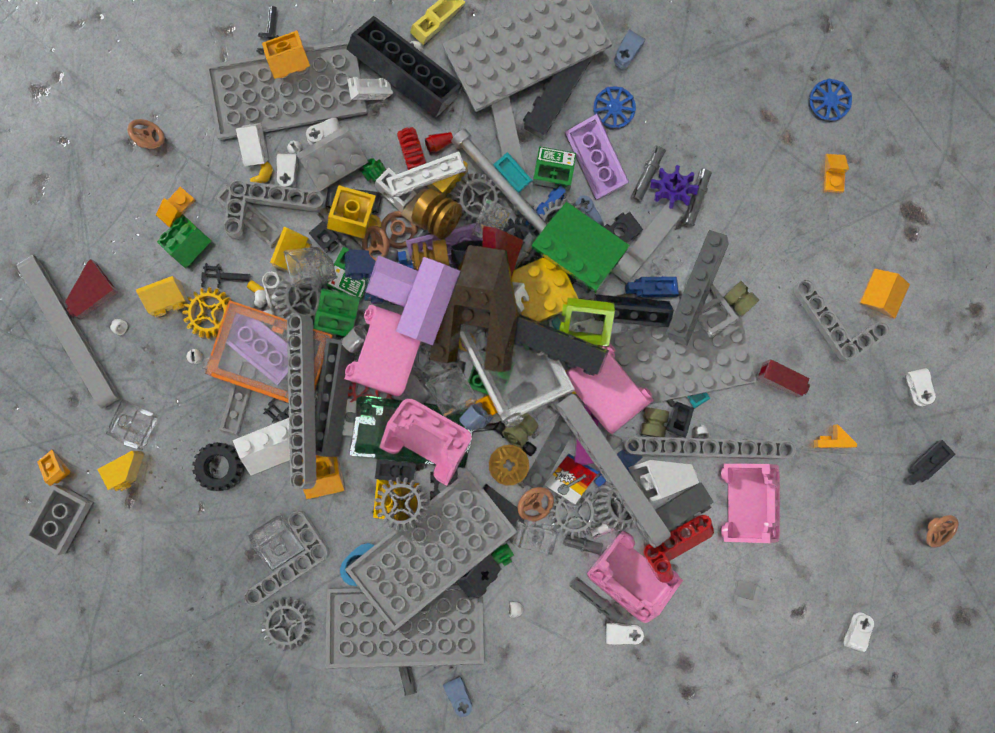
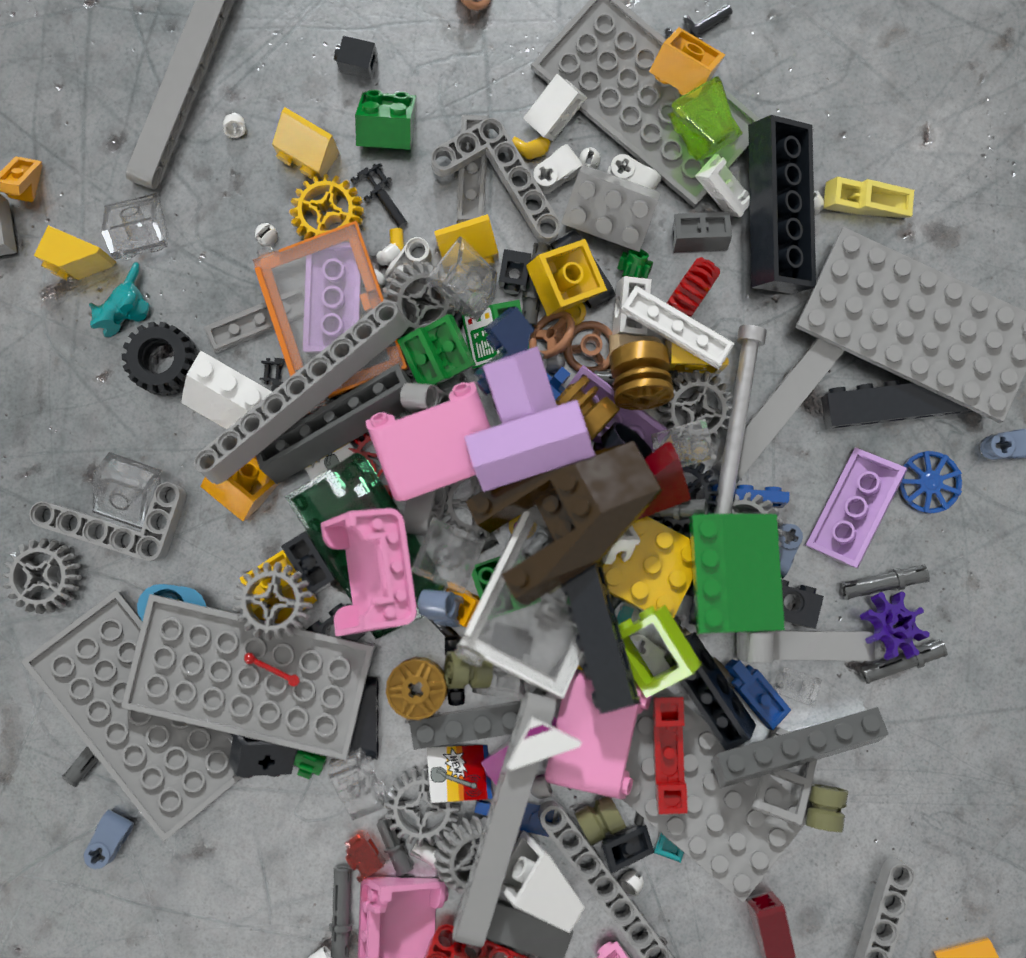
camera: 55 degrees right, 0 degrees up
(89, 291) = (248, 61): dark red slope -> none
(135, 230) = (356, 57): none -> black brick
(170, 464) = (122, 304): none -> teal animal
(175, 206) = (417, 80): light orange slope -> none
(325, 70) = (704, 119): none -> clear neon green piece
(384, 120) = (701, 232): none -> dark grey hinge
(438, 141) = (726, 312): red cone -> none
(452, 526) = (293, 680): none -> red hinge
(513, 172) = (759, 425): teal tile -> none
(515, 609) = (258, 825): white hinge -> none
(532, 500) = (396, 749): nougat piece -> none
(554, 168) = (803, 469): green slope -> none
(575, 564) = (363, 856): none -> clear red brick
(587, 418) = (539, 743): none -> white tile
(648, 358) = (669, 755): none -> red slope

